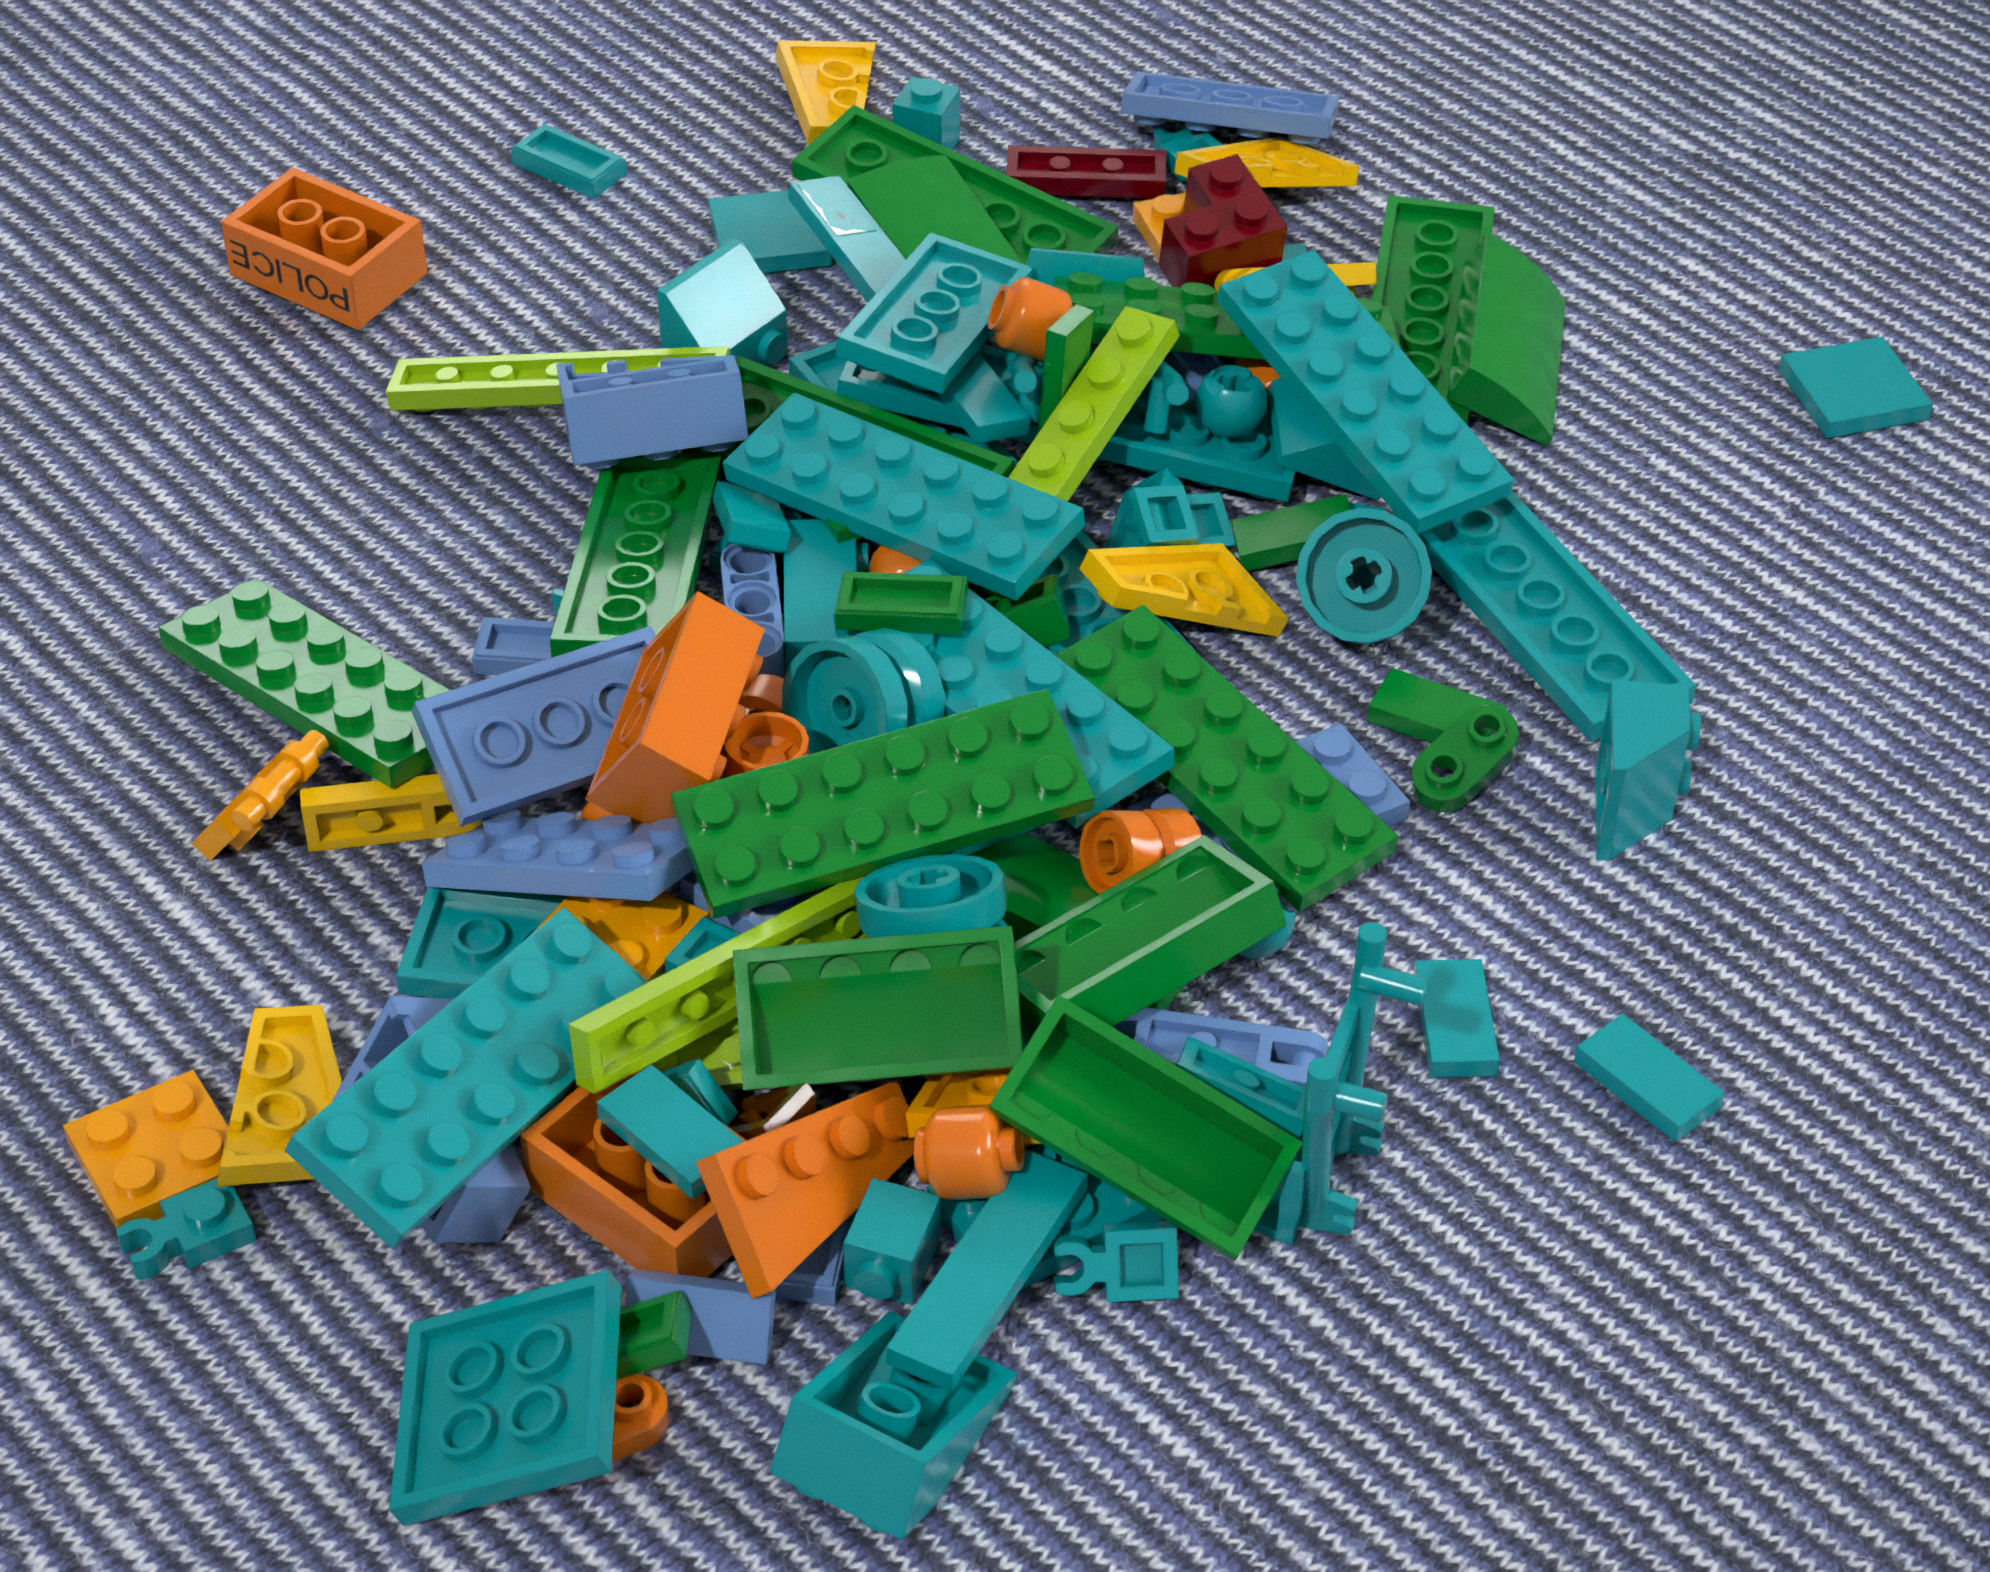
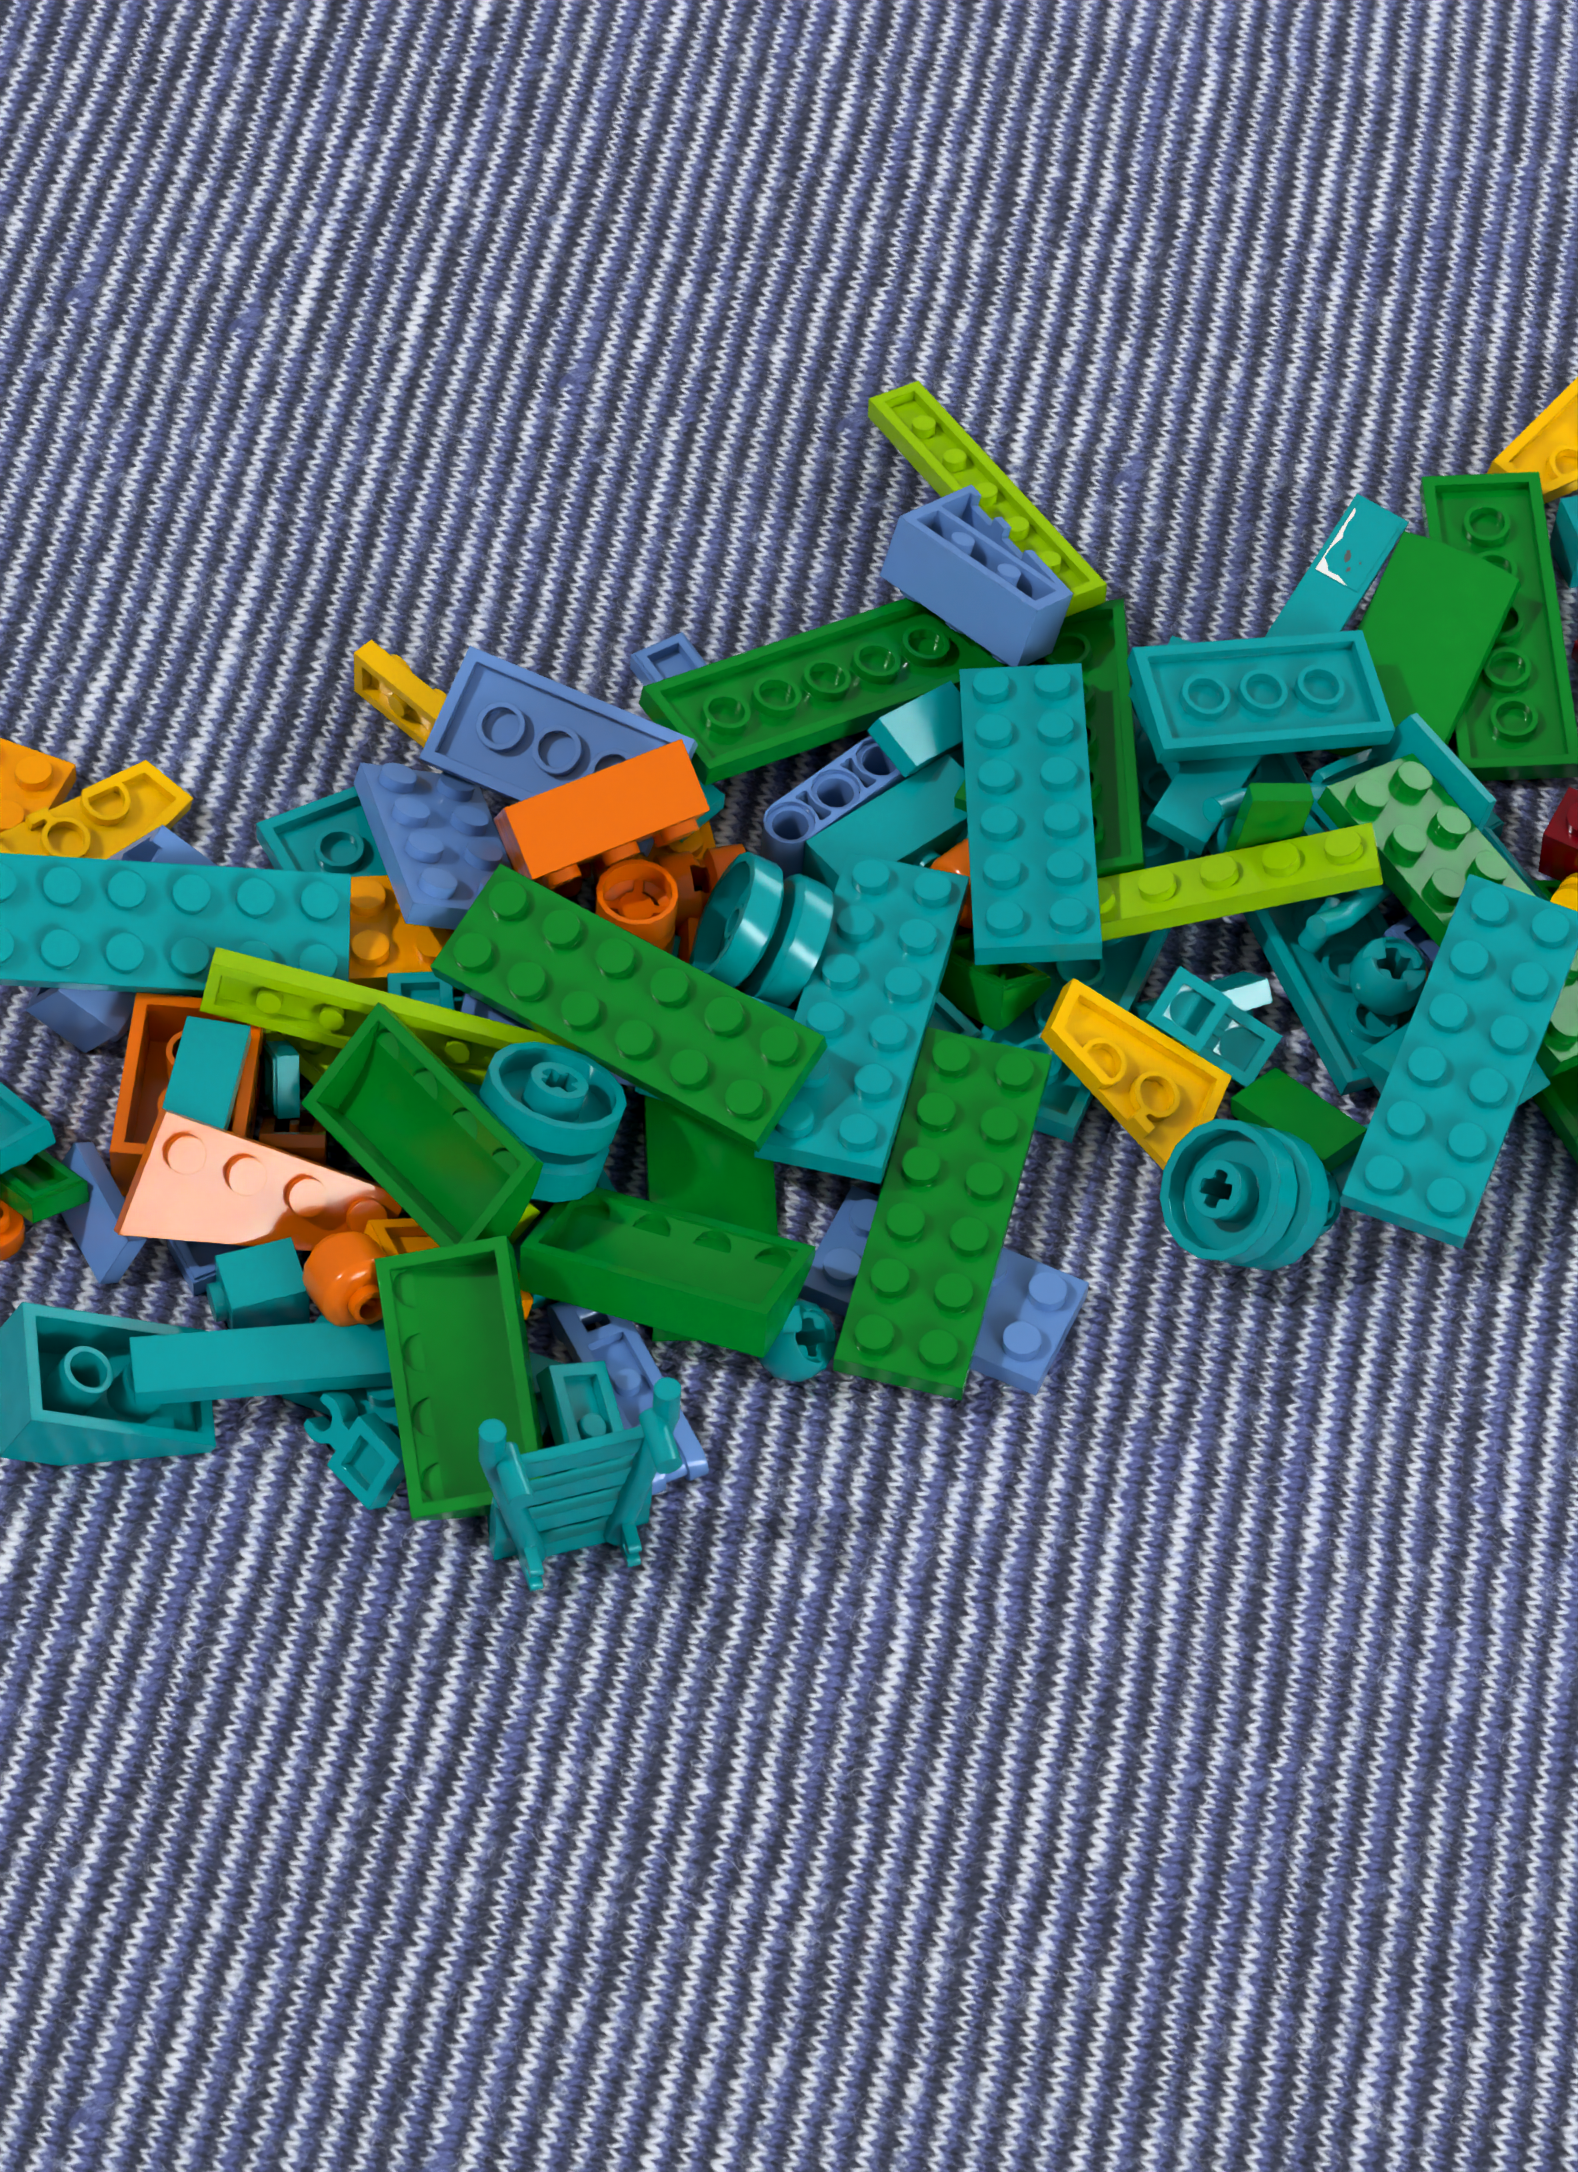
camera: 50 degrees right, 10 degrees up
(263, 795) = (381, 620): light orange plate -> none
(309, 676) = (506, 562): plate -> none
(325, 247) = (994, 242): orange brick -> none
(569, 161) = (1298, 326): teal tile -> none
(724, 304) = (1158, 558): slope -> none
(769, 230) = (1316, 504): teal tile -> none
(901, 602) = (879, 887): green tile -> none
(1024, 314) = (1293, 756): orange head -> none
(1127, 841) = (777, 1206): orange wheel -> none
(1421, 706) = (1174, 1348): green tile -> none
(1457, 1019) = (821, 1545): teal tile -> none
(1469, 755) = (1120, 1396): green plate -> none
(1546, 609) = (1375, 1368): teal plate -> none
(1641, 761) = (1198, 1520): teal slope -> none
(1649, 1077) = (870, 1717): teal tile -> none

